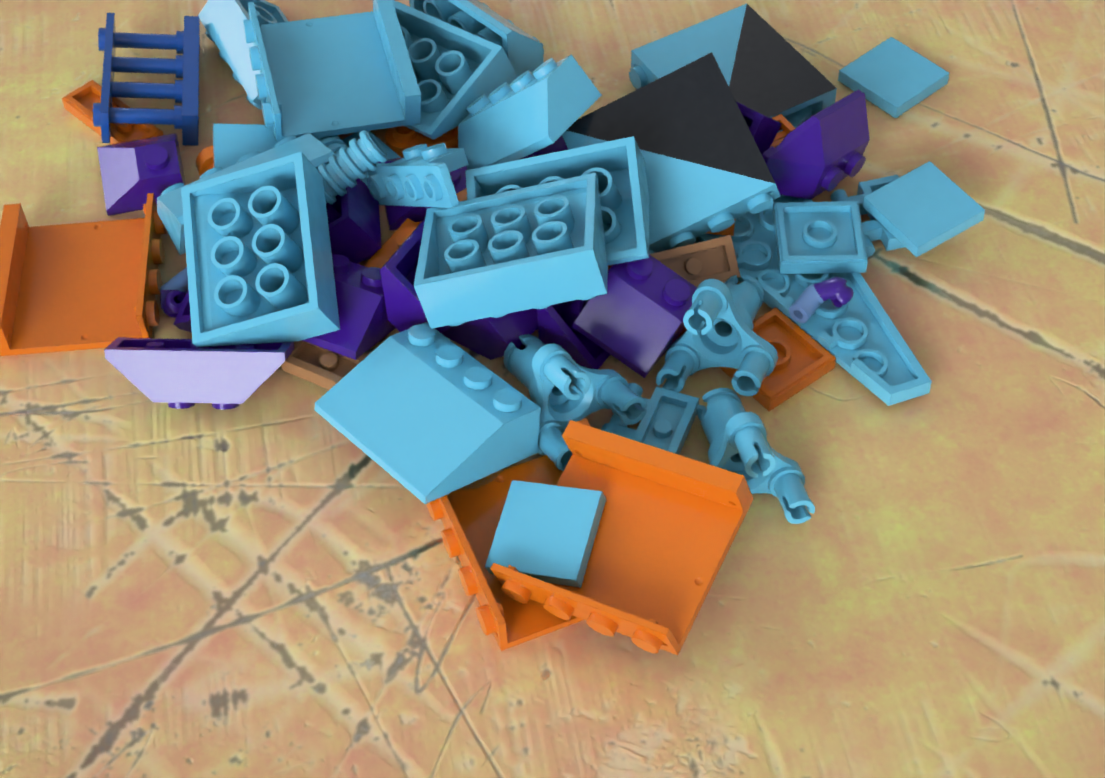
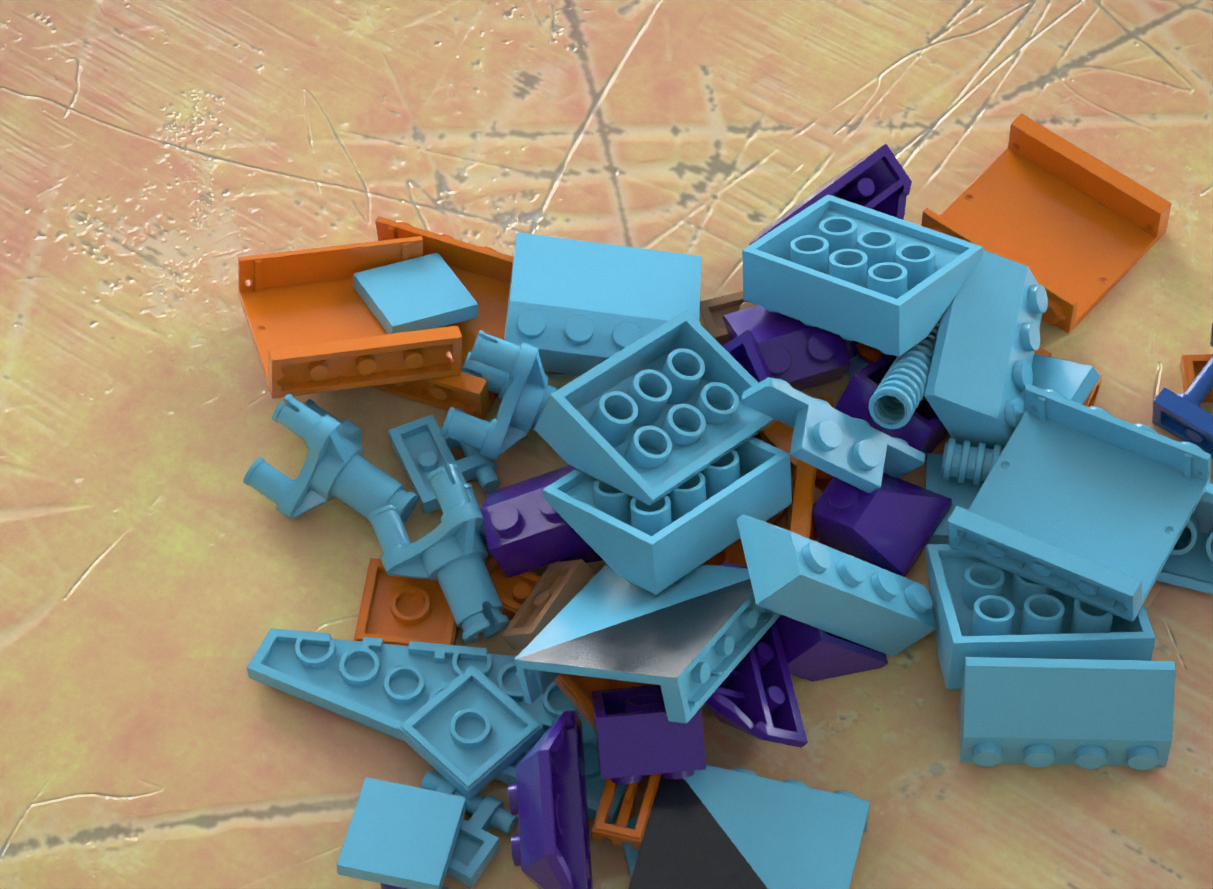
camera: 135 degrees right, 5 degrees up
(139, 168) = (1135, 343): dark purple slope -> none
(815, 294) = (409, 663): arm -> none

